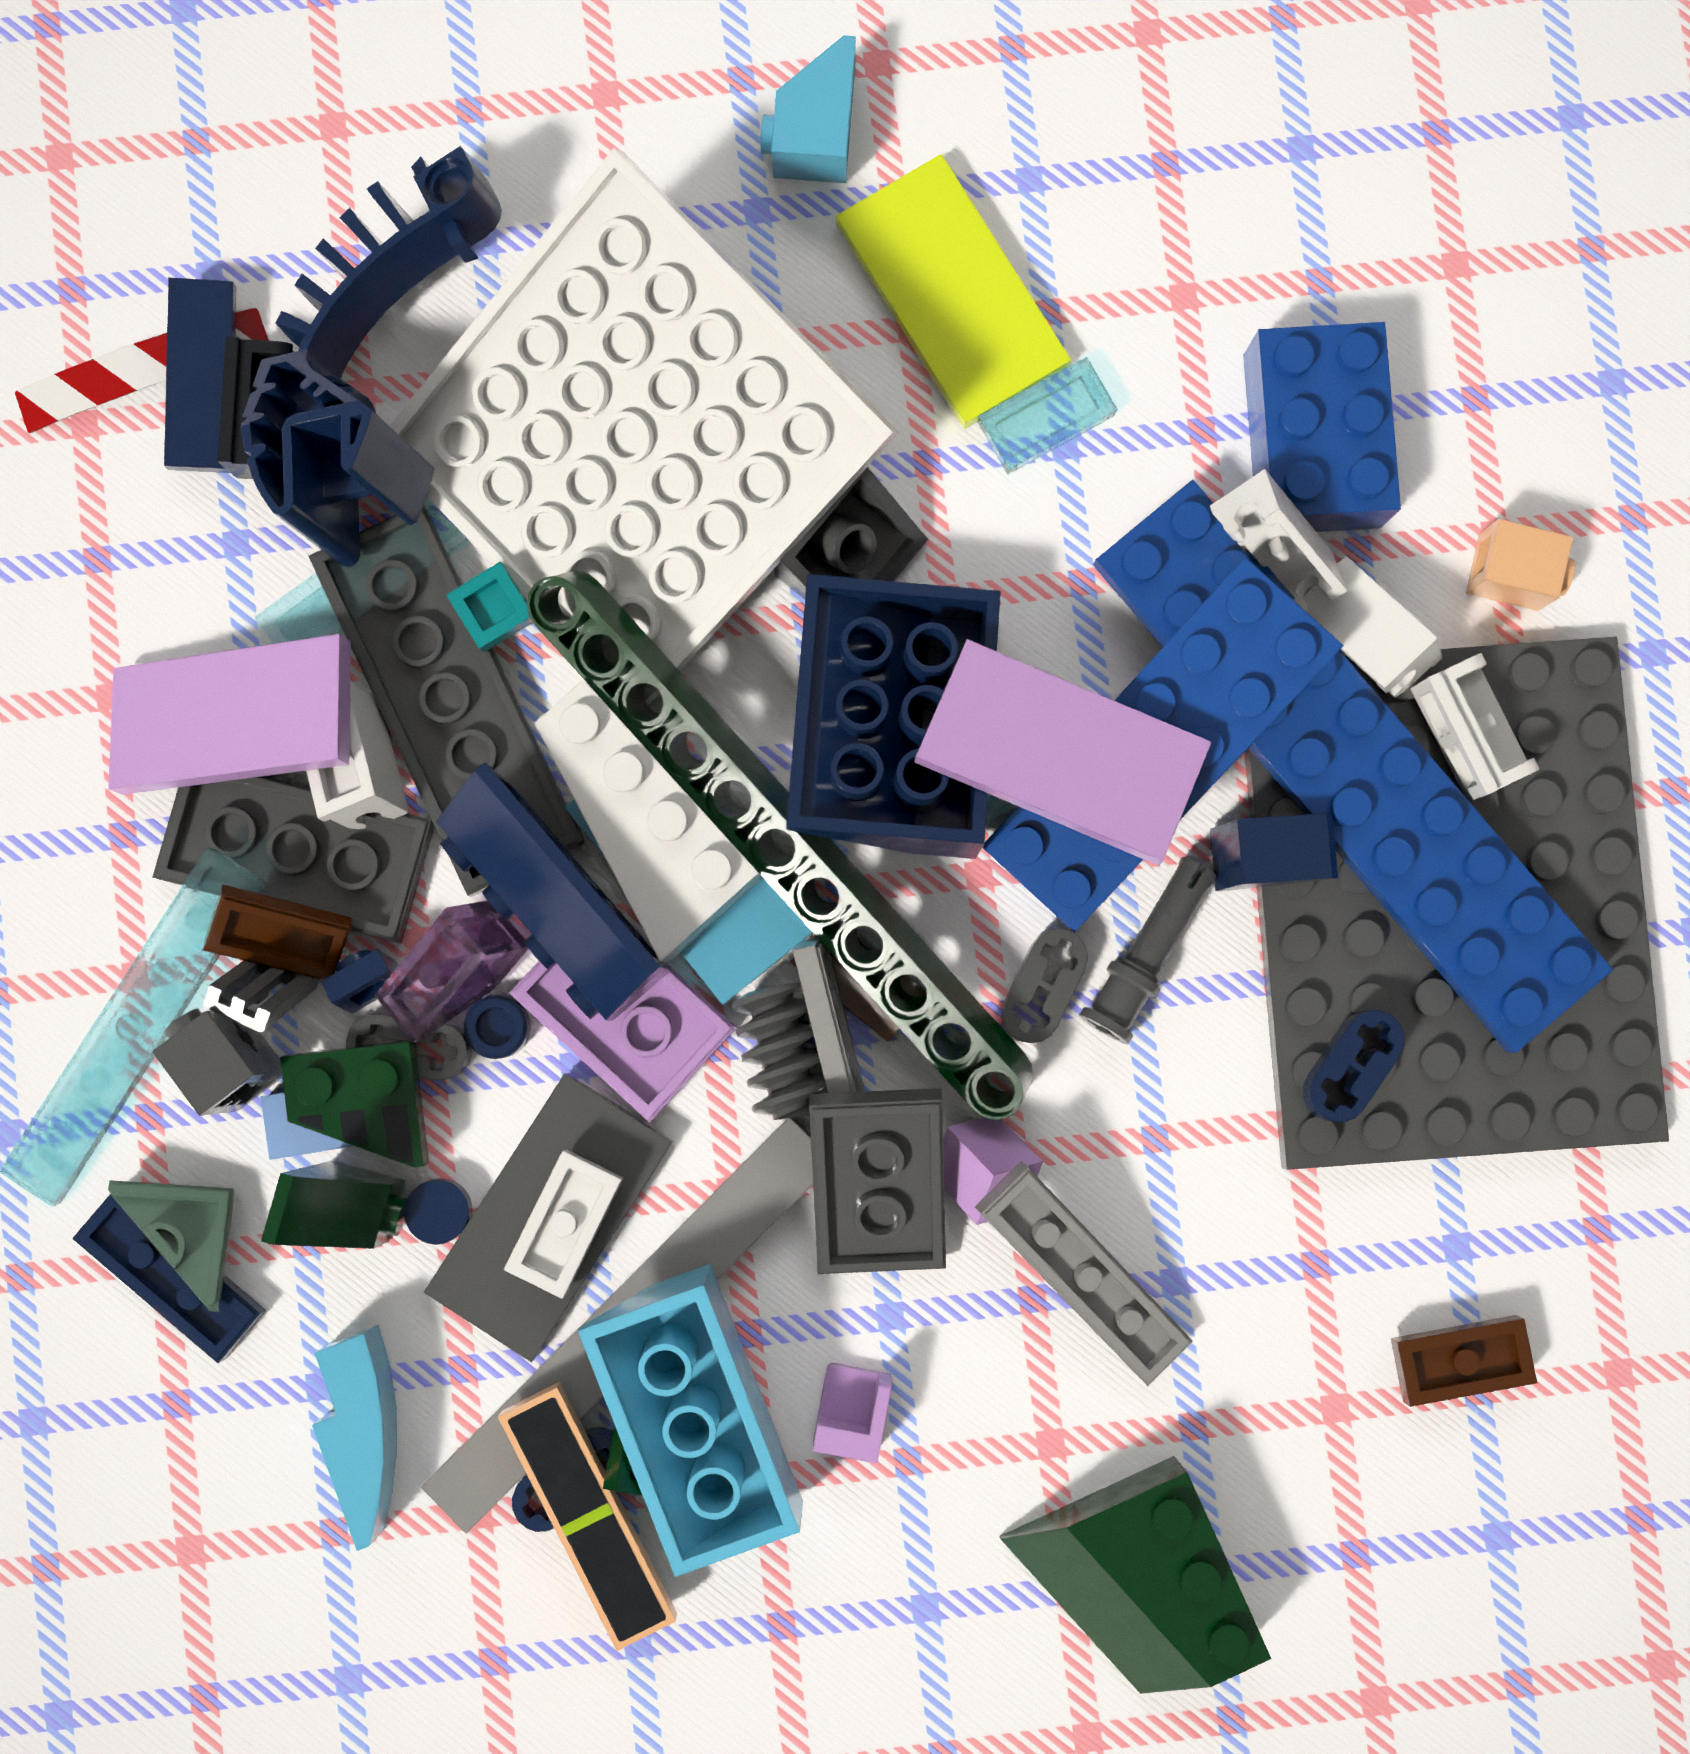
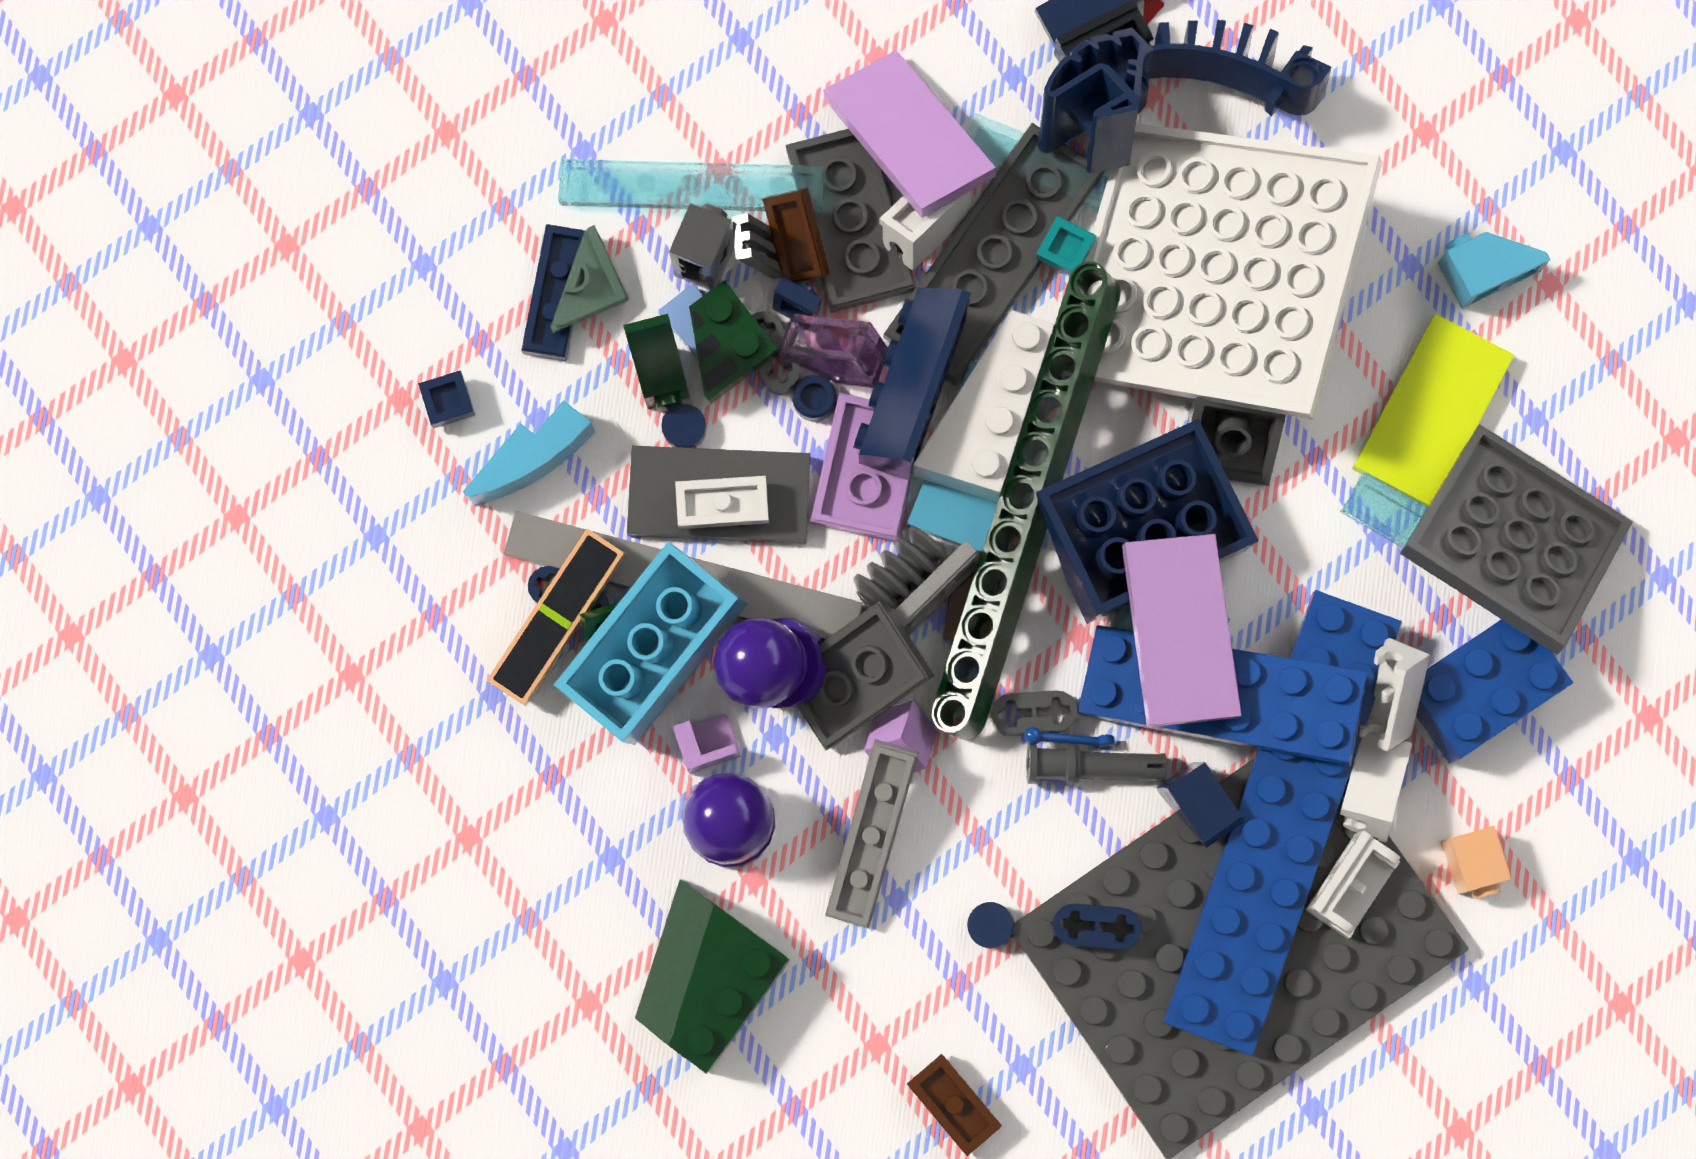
camera: 65 degrees right, 5 degrees down
(224, 1495) = (446, 399): none -> dark blue plate
(803, 1284) = (770, 663): none -> dark purple tile
(968, 1444) = (728, 820): none -> dark purple tile
(1076, 1004) = (1034, 736): none -> blue hinge
(1174, 283) = (1517, 539): none -> dark grey plate
(1272, 1189) = (990, 925): none -> dark blue tile

